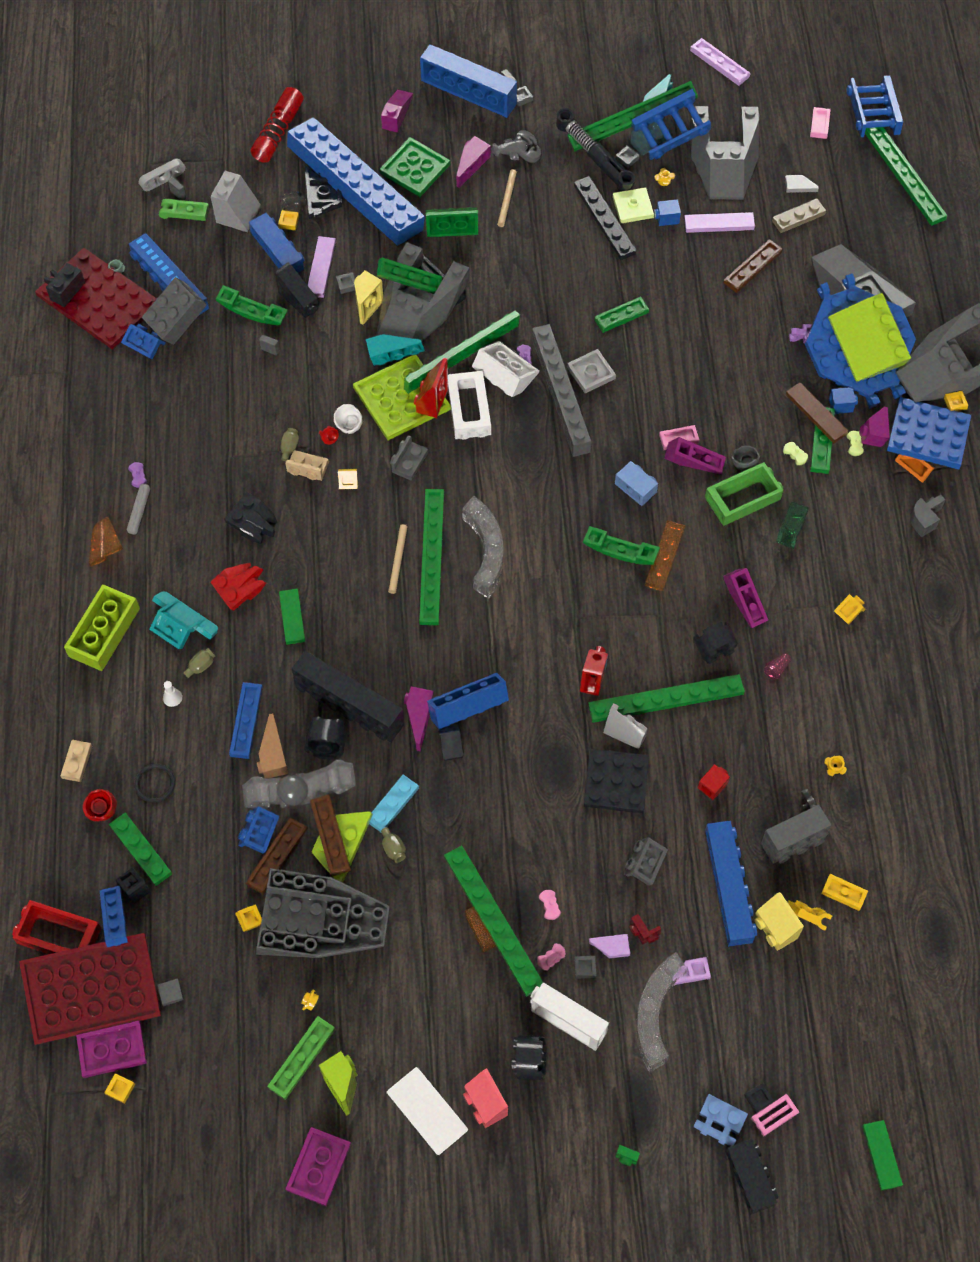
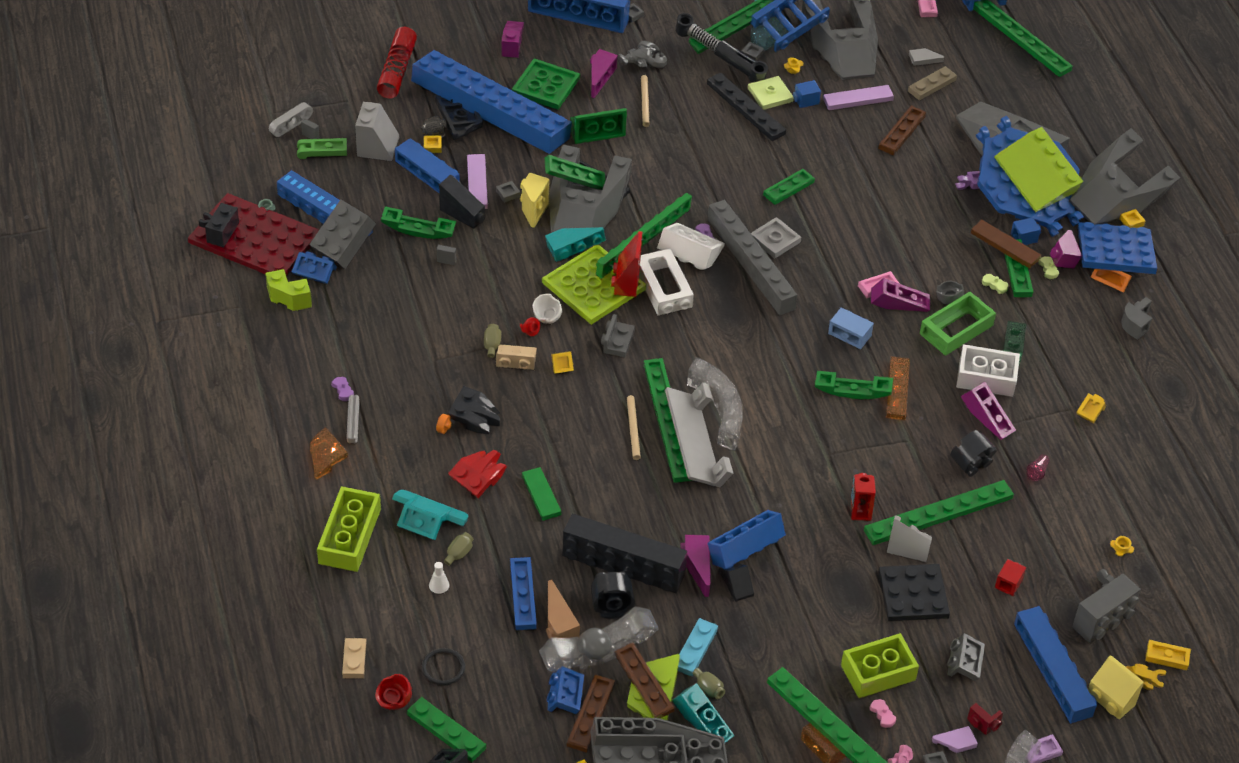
camera: 15 degrees left, 15 degrees down
(115, 367) = (293, 294): none -> lime brick
(219, 528) = (443, 424): none -> orange tile
(378, 878) = (701, 713): none -> teal slope
(450, 580) = (694, 437): none -> light grey bracket
(558, 856) = (879, 665): none -> lime brick
(757, 551) = (987, 365): none -> white brick

